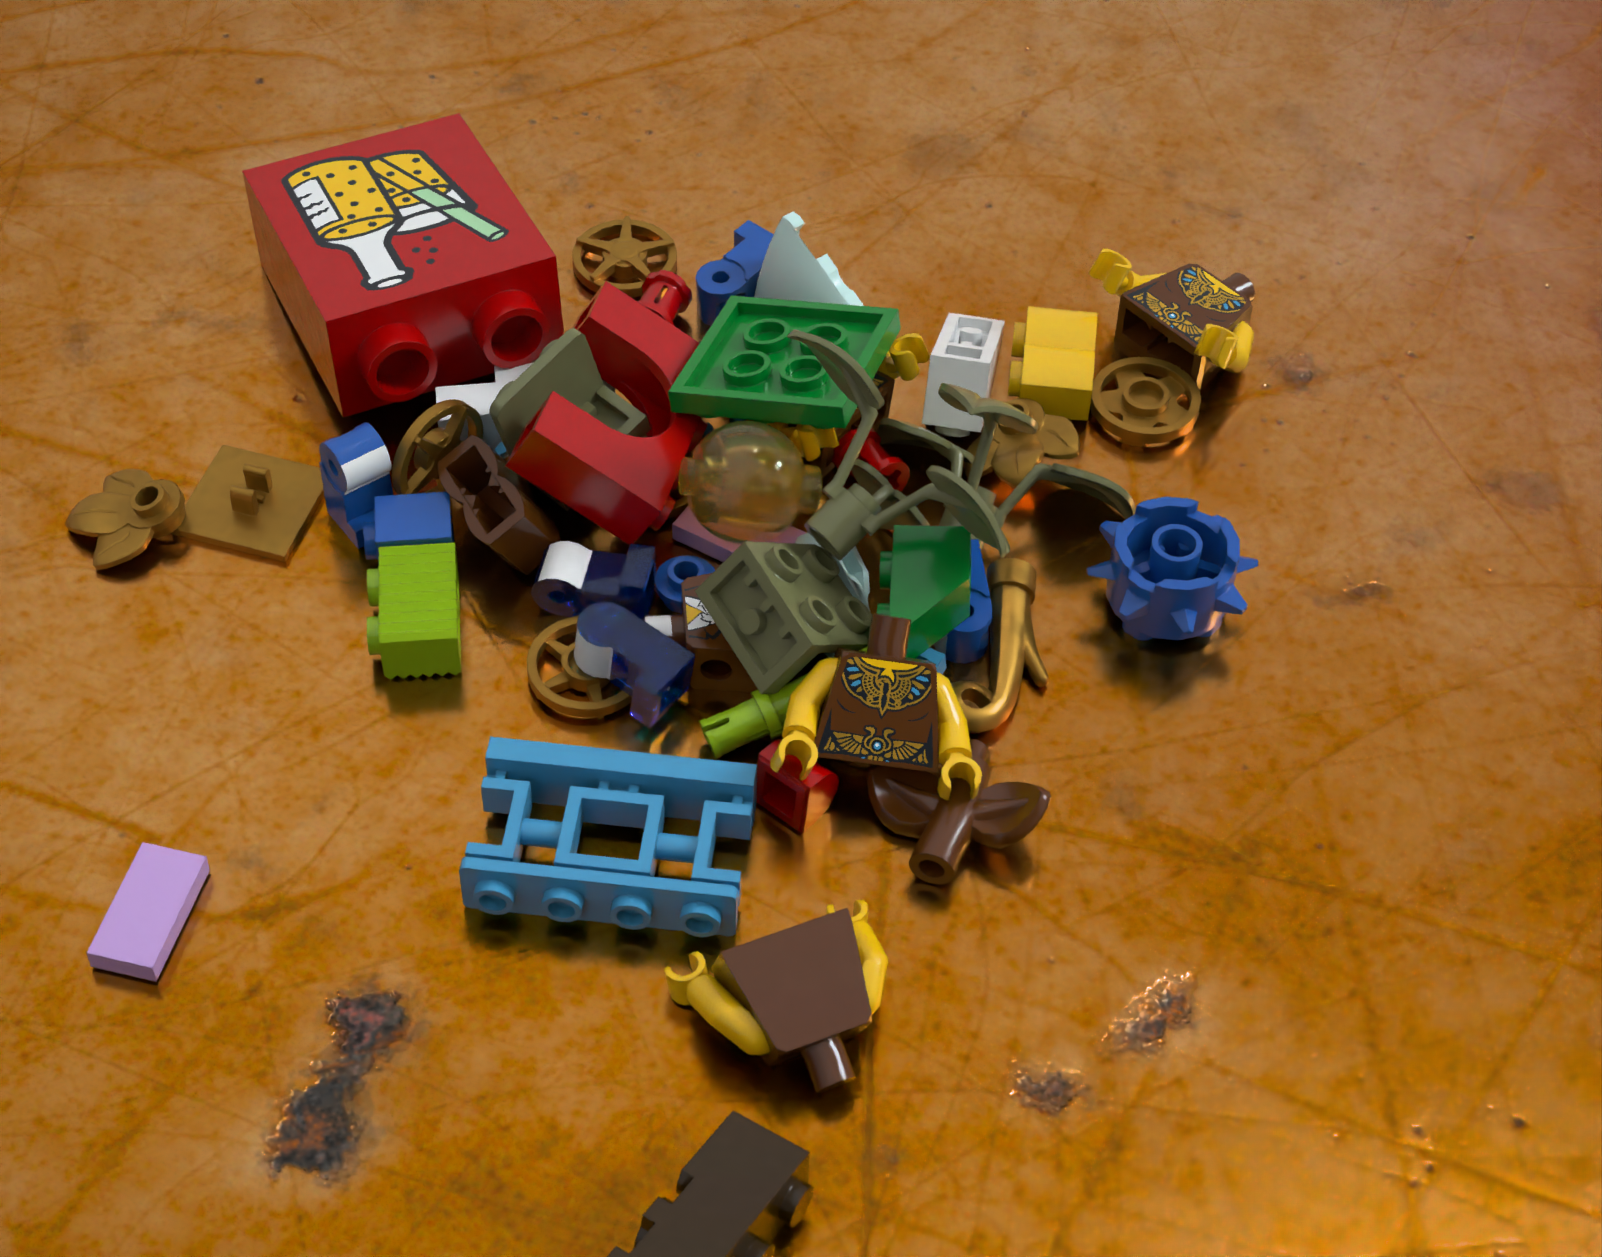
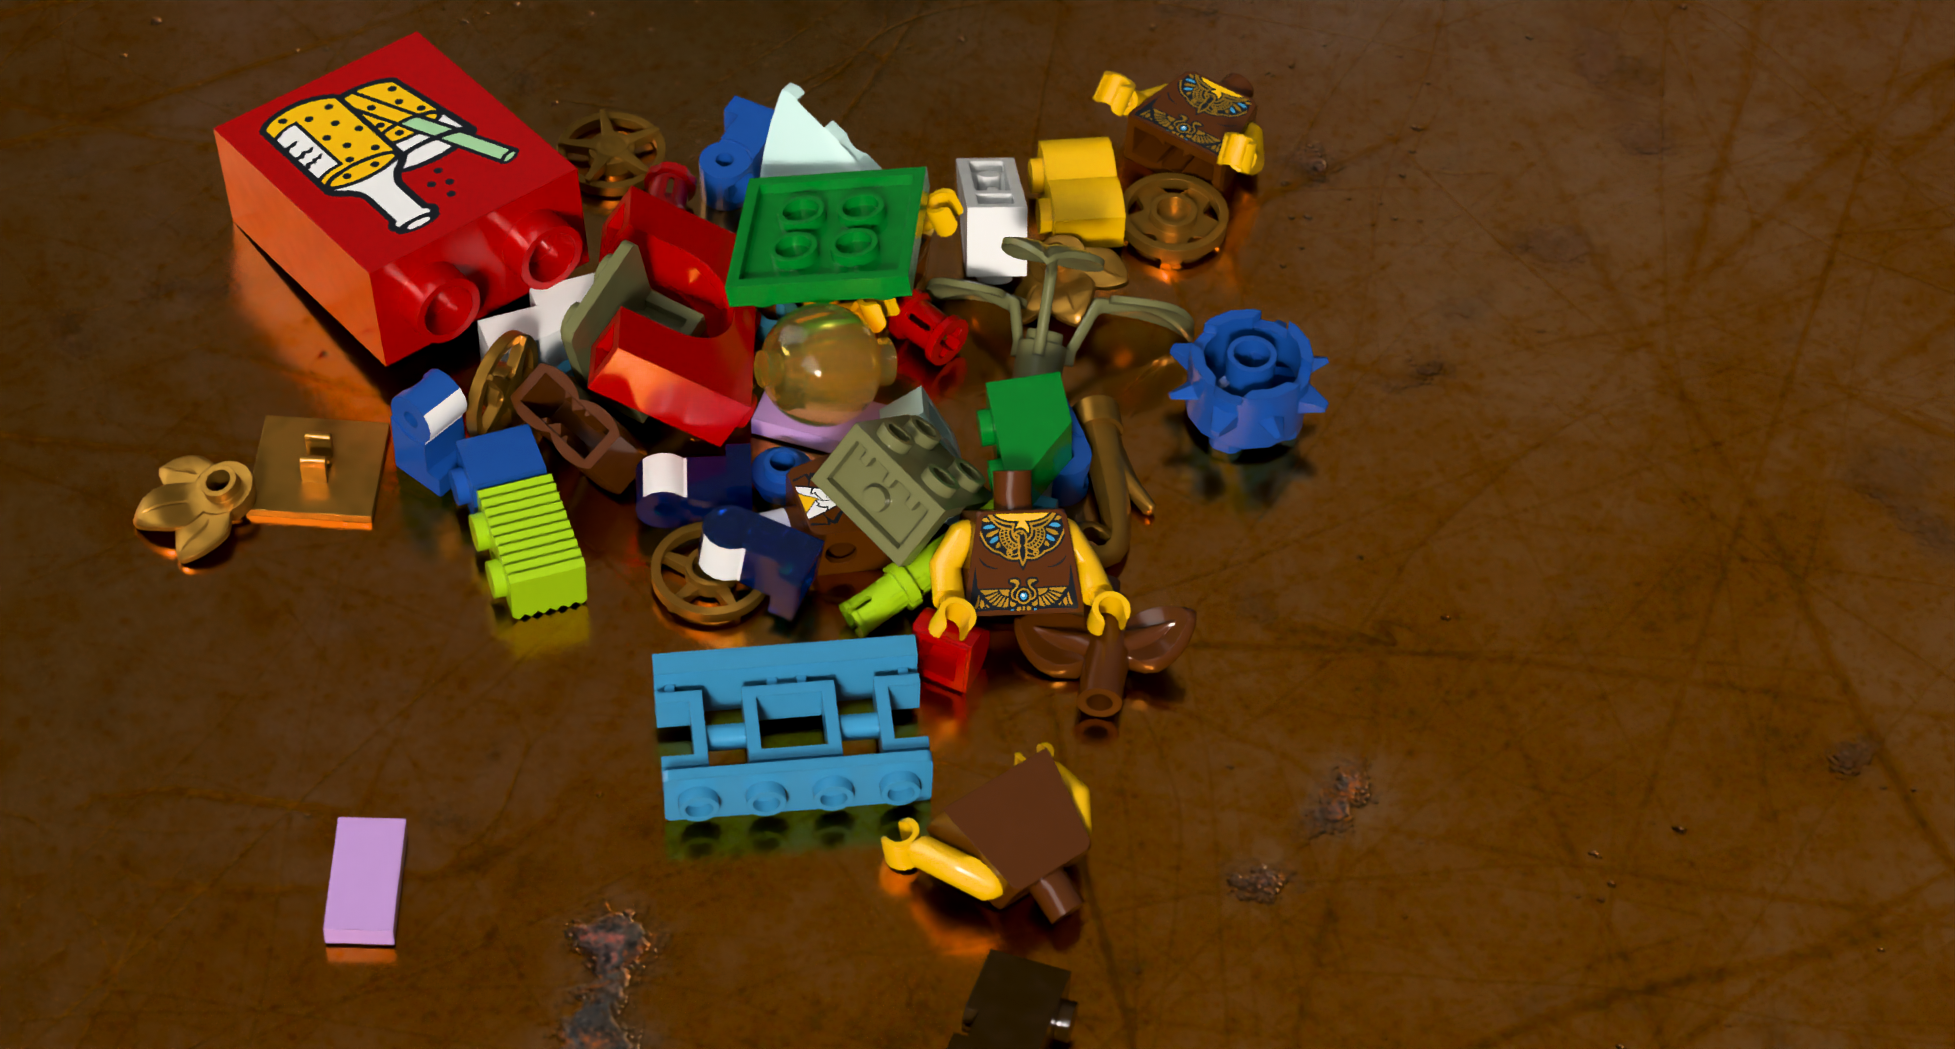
camera: 15 degrees left, 0 degrees up
(873, 501) = (950, 364): olive plant -> none

